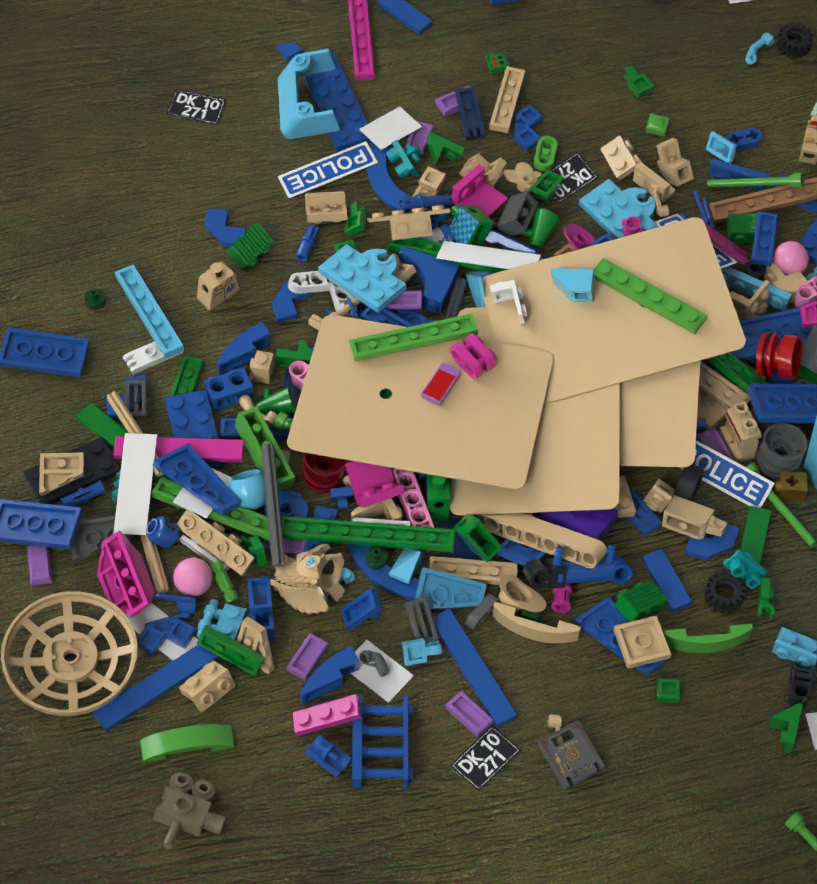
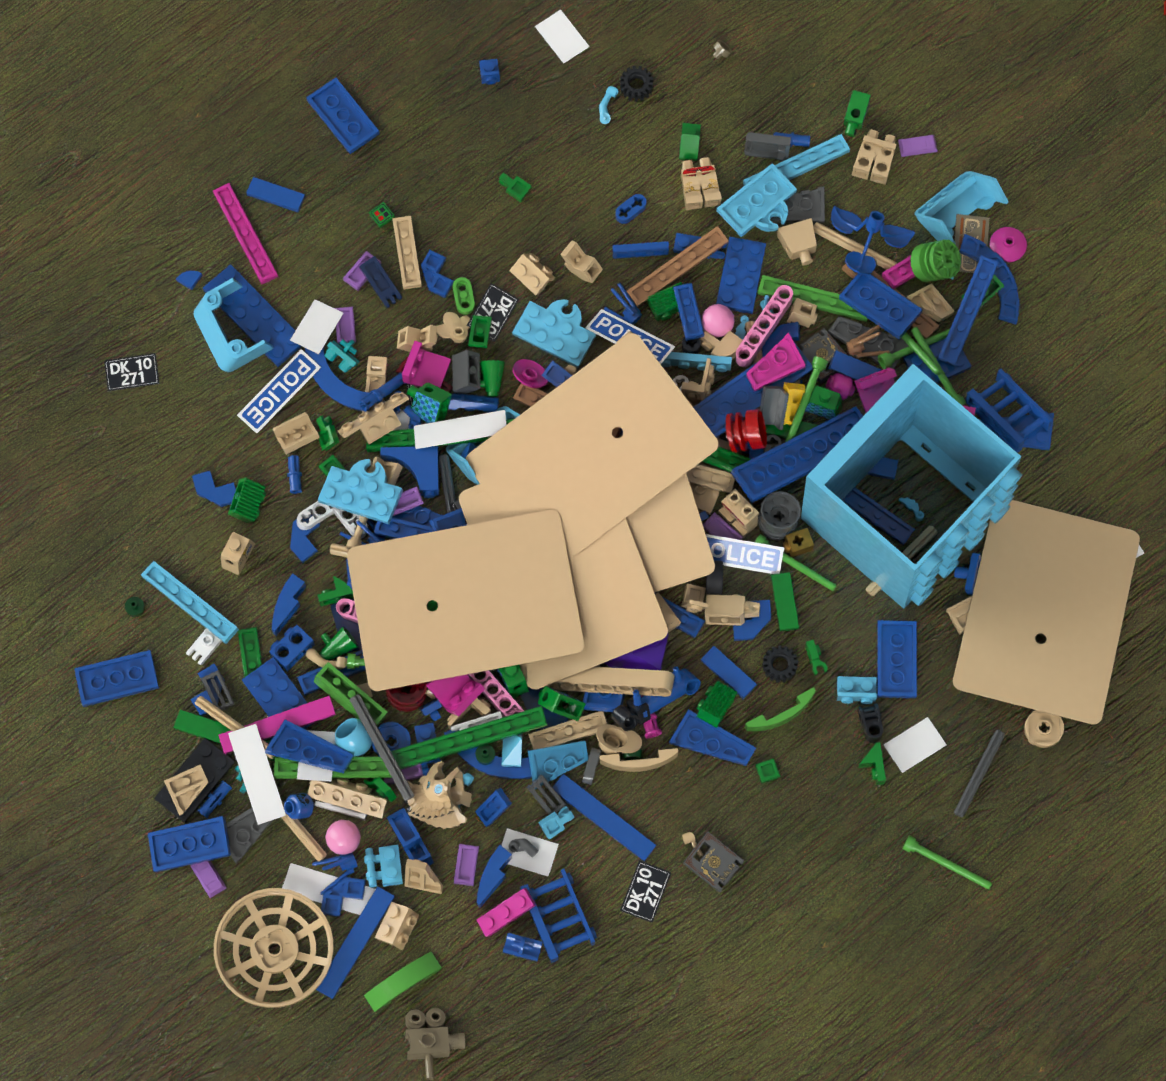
camera: 20 degrees left, 15 degrees up
(124, 575) = (287, 861): dark pink wedge -> none
(223, 582) = (369, 829): bright green axle -> none
(230, 650) = (403, 889): green tile -> none
(262, 367) = (310, 615): tan brick -> none
(413, 337) = (434, 544): bright green plate -> none
(439, 145) = (367, 330): green slope -> none
(441, 384) = (476, 579): tile -> none
(469, 714) = (617, 859): medium lavender tile -> none
(473, 356) = (490, 532): dark pink brick -> none
(506, 291) = (491, 466): white bracket -> none
(575, 283) = (553, 438): medium azure slope -> none
(631, 222) = (575, 345): dark pink plate -> none
(642, 642) = (732, 741): tan plate -> none
(649, 296) = (619, 426): bright green plate -> none
(651, 181) = (570, 289): tan bracket -> none
(657, 125) = (549, 224): bright green tile -> none
(661, 210) = (588, 313): tan hand -> none
(721, 147) = (615, 229): medium azure slope -> none
(727, 245) = (653, 329): dark pink piece -> none
(744, 566) = (789, 637): teal hips -> none
(795, 181) = (693, 243): bright green piece -> none

